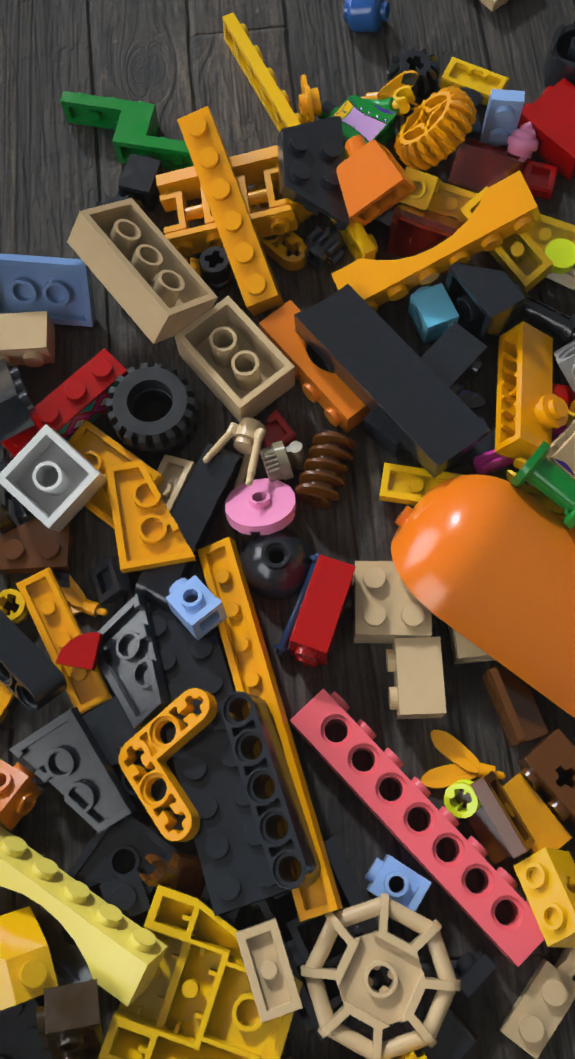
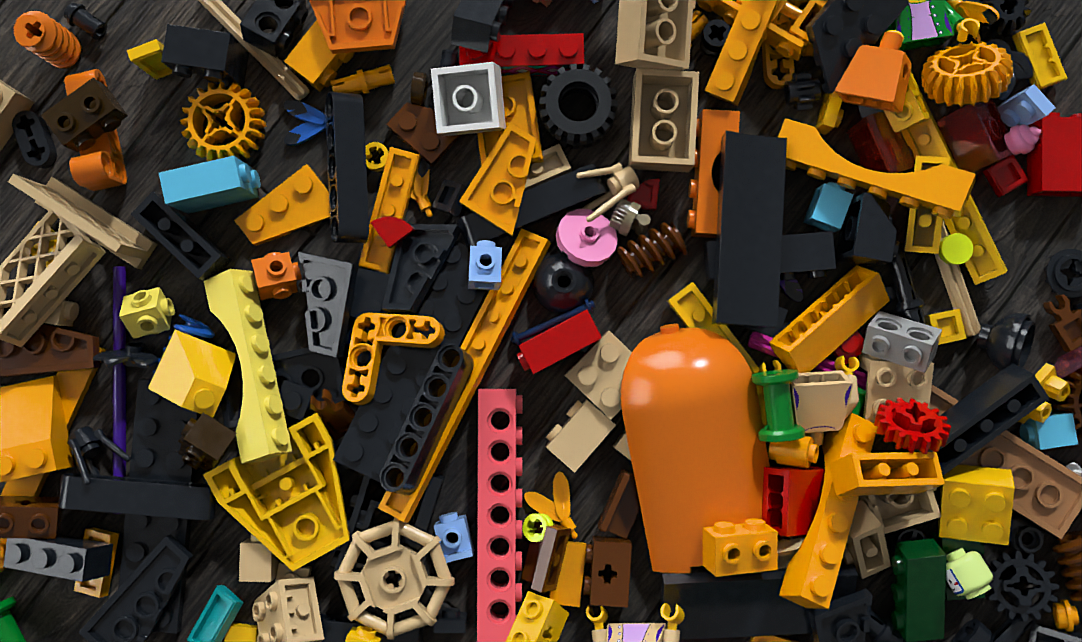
camera: 40 degrees right, 15 degrees up
(268, 970) = (335, 517): tan plate -> none
(551, 411) = (830, 352): light orange plate -> none

